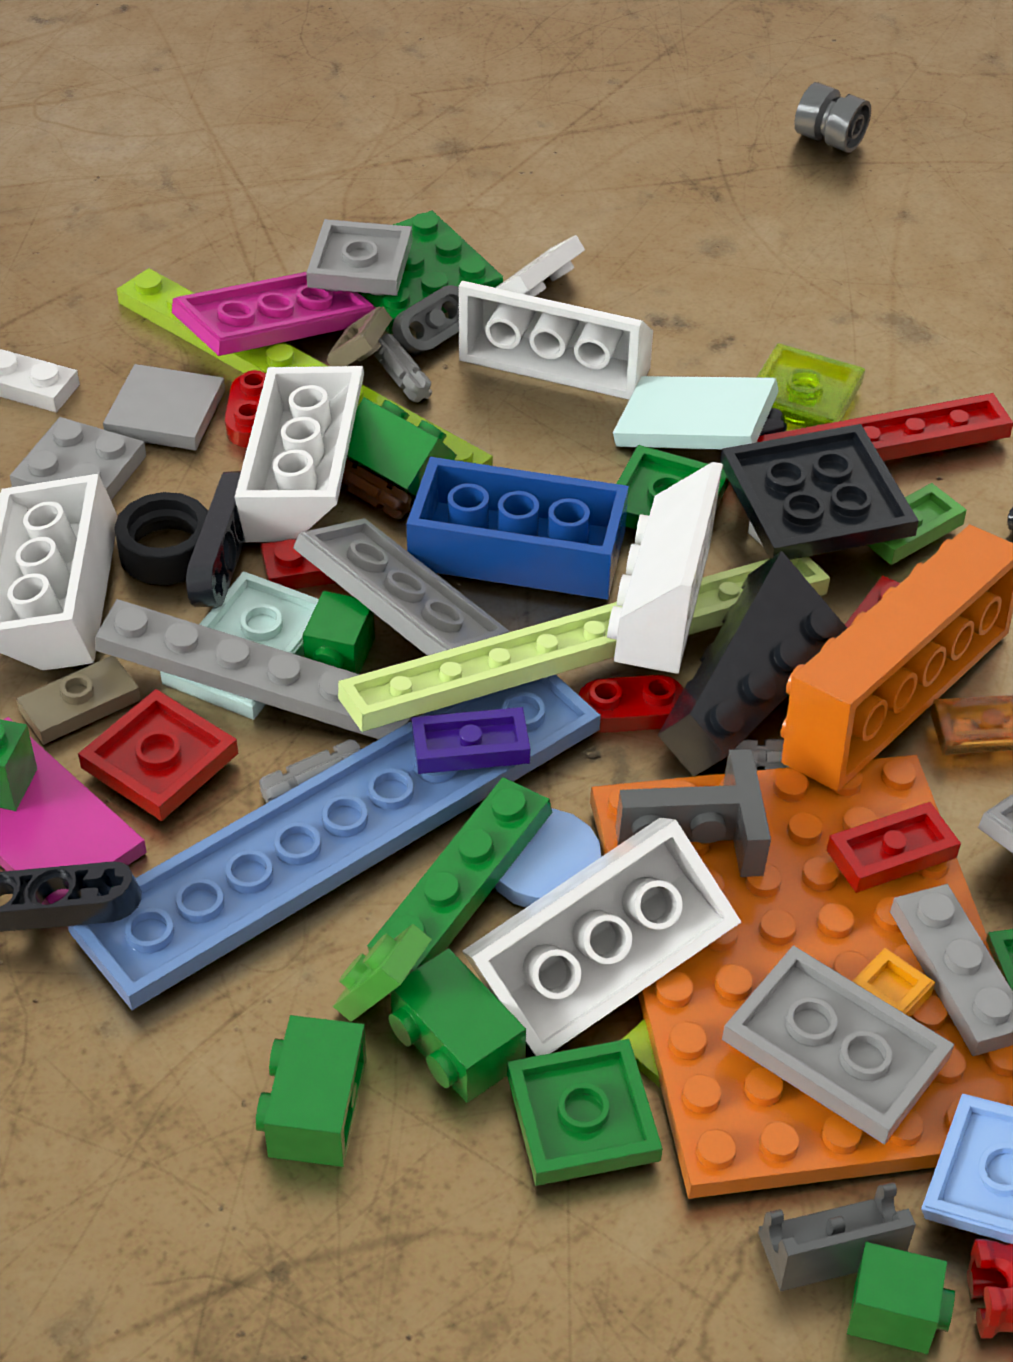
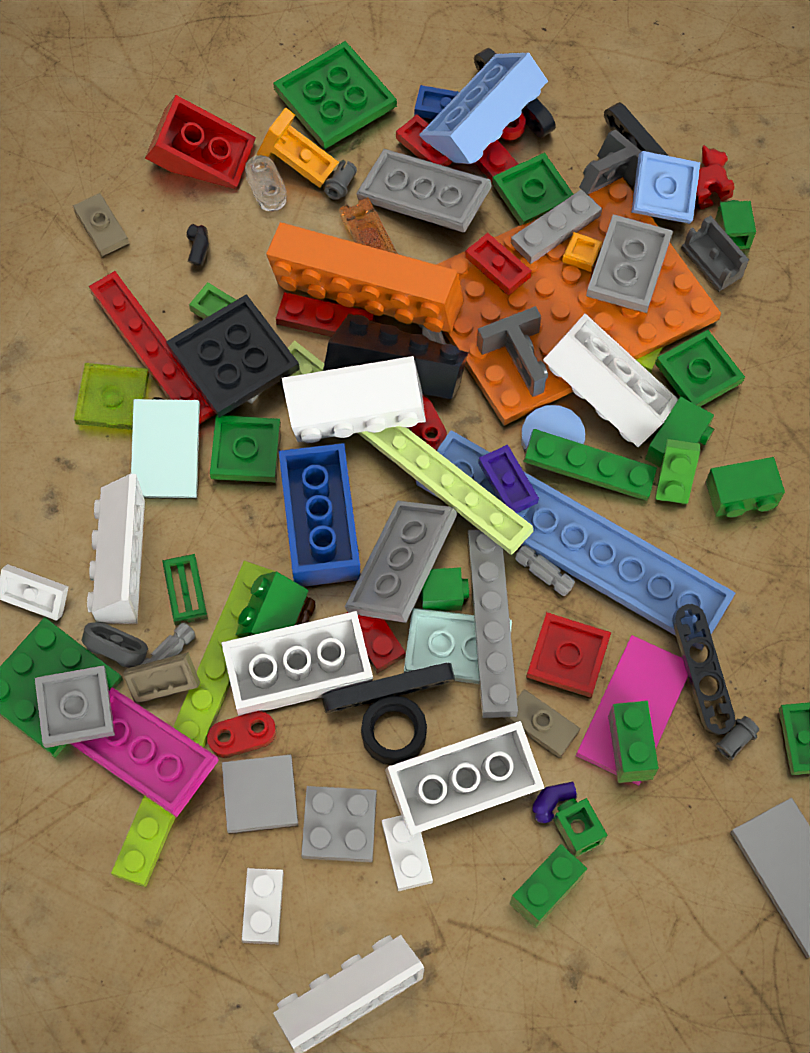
camera: 110 degrees left, 20 degrees up
(482, 403) = (190, 614): none -> green tile

